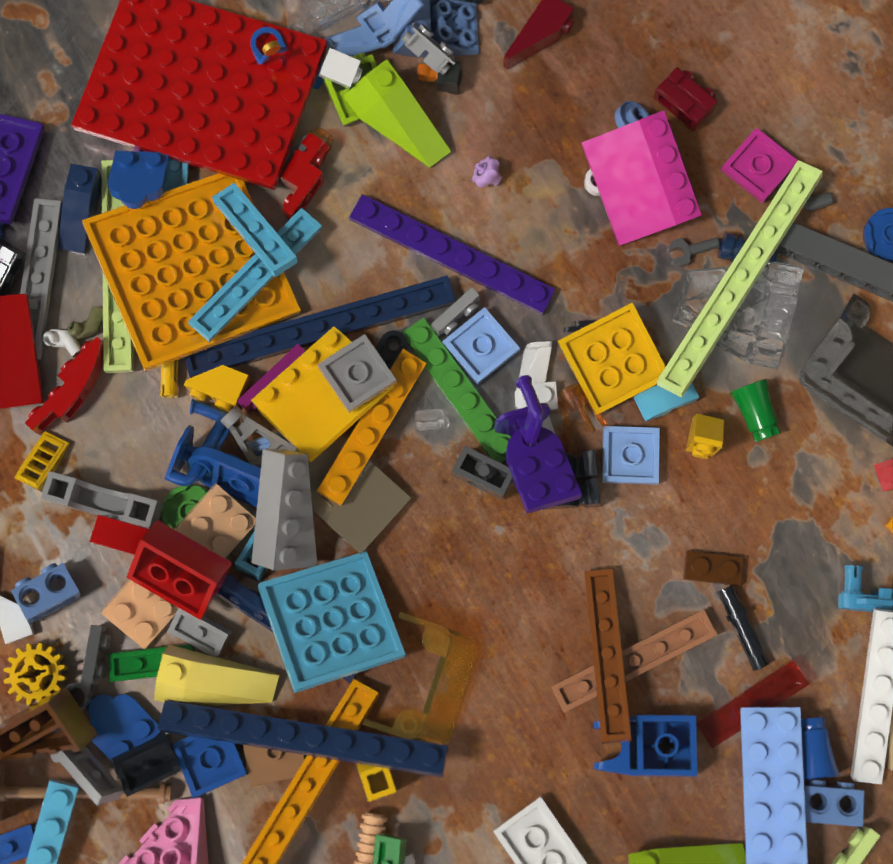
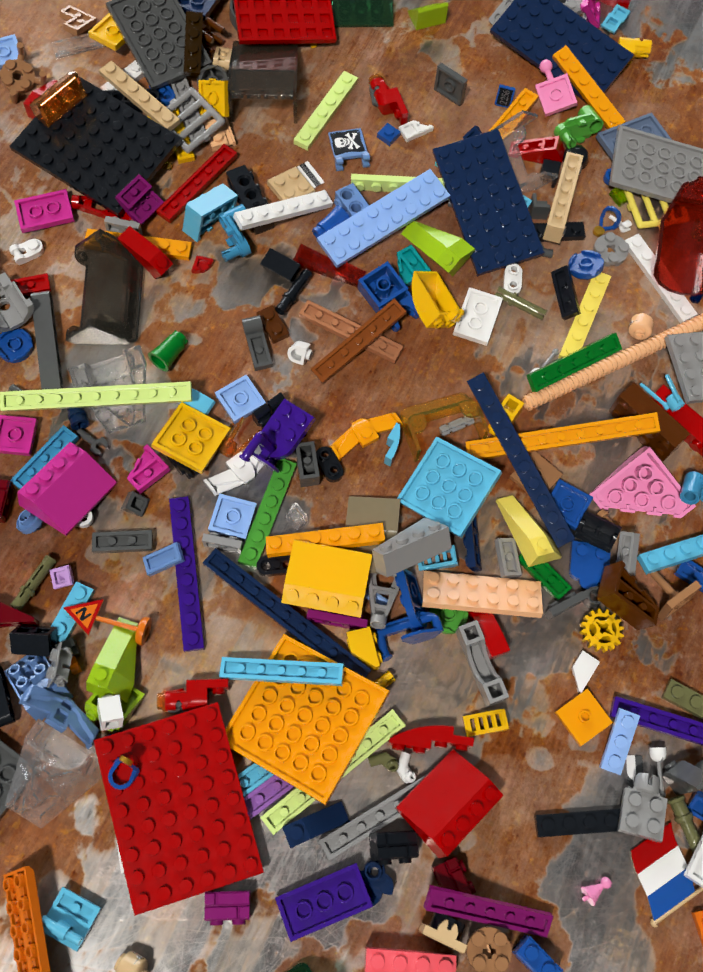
camera: 135 degrees left, 10 degrees down
(49, 599) = (558, 651): medium blue brick -> none
(68, 76) = (227, 906): none -> magenta brick
(138, 177) = (269, 795): blue plate -> none
(178, 569) = (486, 583): red slope -> none
(255, 230) = (254, 690): medium azure plate -> none
(357, 373) = (303, 560): light grey plate -> none
(411, 695) = (455, 425): none -> light grey axle
(443, 604) = (392, 442): none -> medium azure slope
(470, 505) = (329, 463): none -> black plate
(474, 115) = (86, 614): none -> orange piece
(481, 577) = (364, 432): none -> light orange plate
(482, 236) = (163, 559): none -> medium blue tile
(484, 46) = (33, 640): none -> black hinge
(487, 172) = (119, 585): lavender piece -> none
(493, 105) = (63, 621): none -> medium azure plate
(537, 206) = (122, 541): none -> dark grey plate
(540, 118) = (62, 577): none -> lavender tile
(550, 75) = (27, 591): none -> olive pin
(577, 249) = (135, 503): none -> dark grey slope
(598, 800) = (434, 300): none -> yellow piece
(609, 286) = (147, 470): none -> dark pink wing
(644, 571) = (300, 352): none -> white plate
(678, 815) = (408, 262): none -> teal wing
(696, 527) = (257, 343): none -> dark grey plate
(704, 181) = (44, 455): none -> dark azure plate
(705, 436) = (203, 364): yellow slope -> none
(792, 636) = (281, 265): none -> black hinge
(865, 536) = (202, 264): none -> red tile

